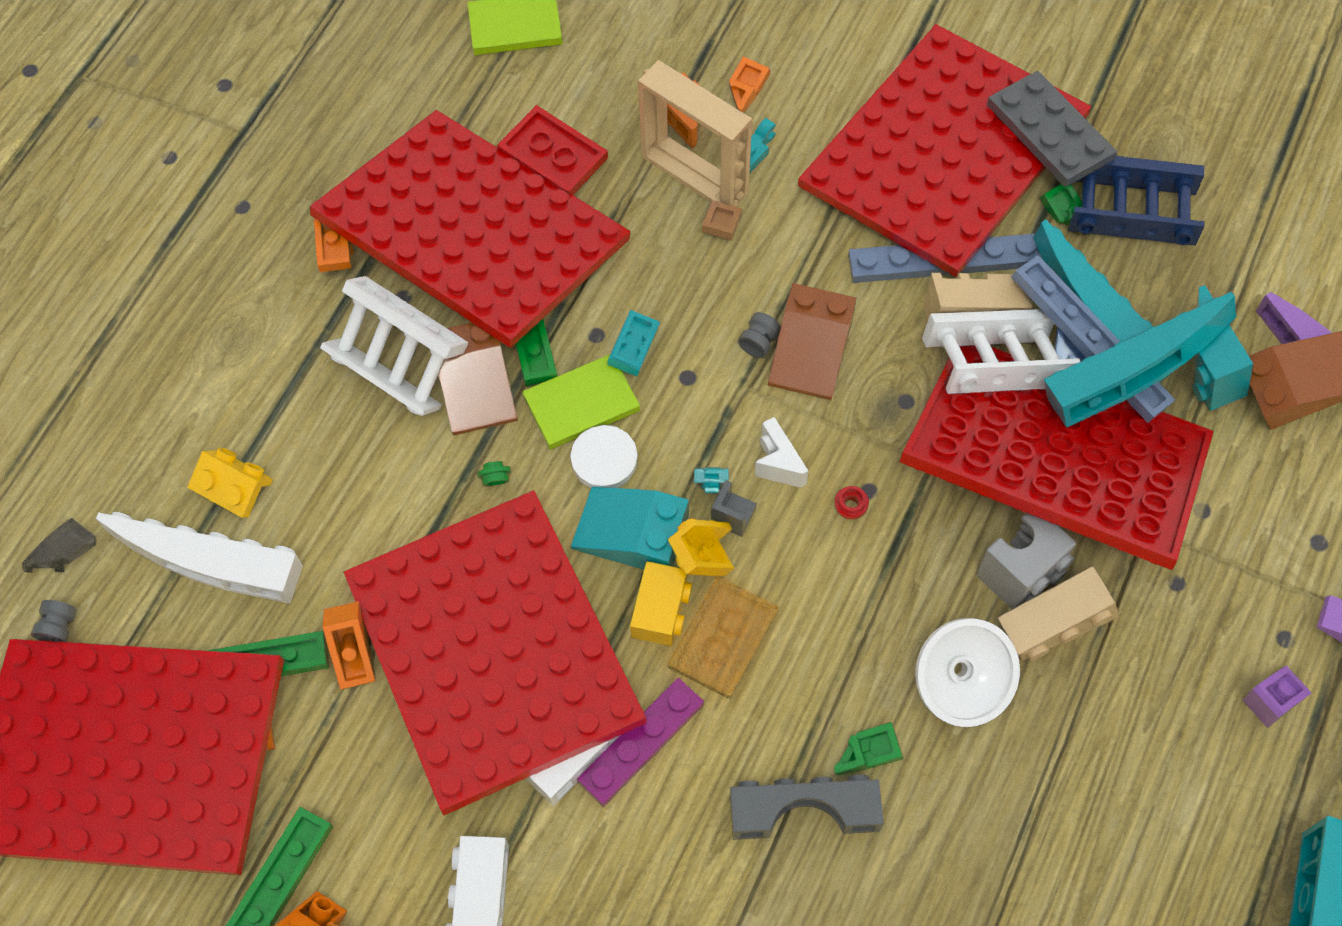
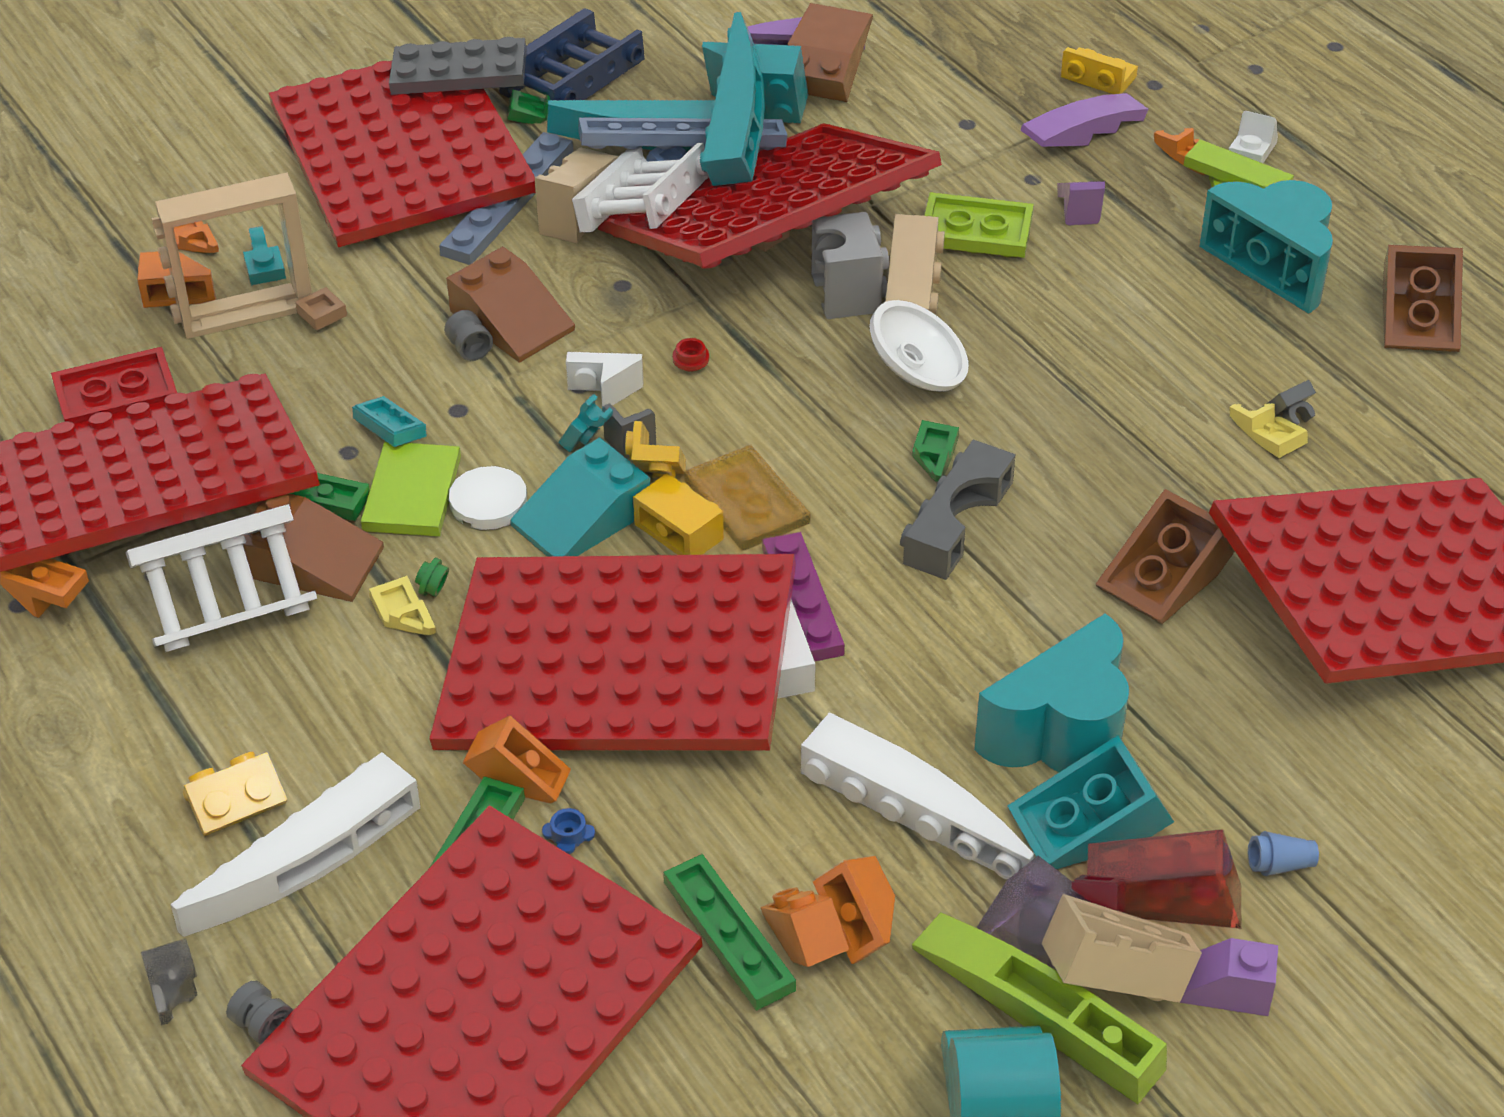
camera: 60 degrees left, 20 degrees down
(312, 706) = (568, 821): none -> blue plate
(459, 472) = (401, 608): none -> light yellow slope
(1175, 629) = (982, 224): none -> lime plate

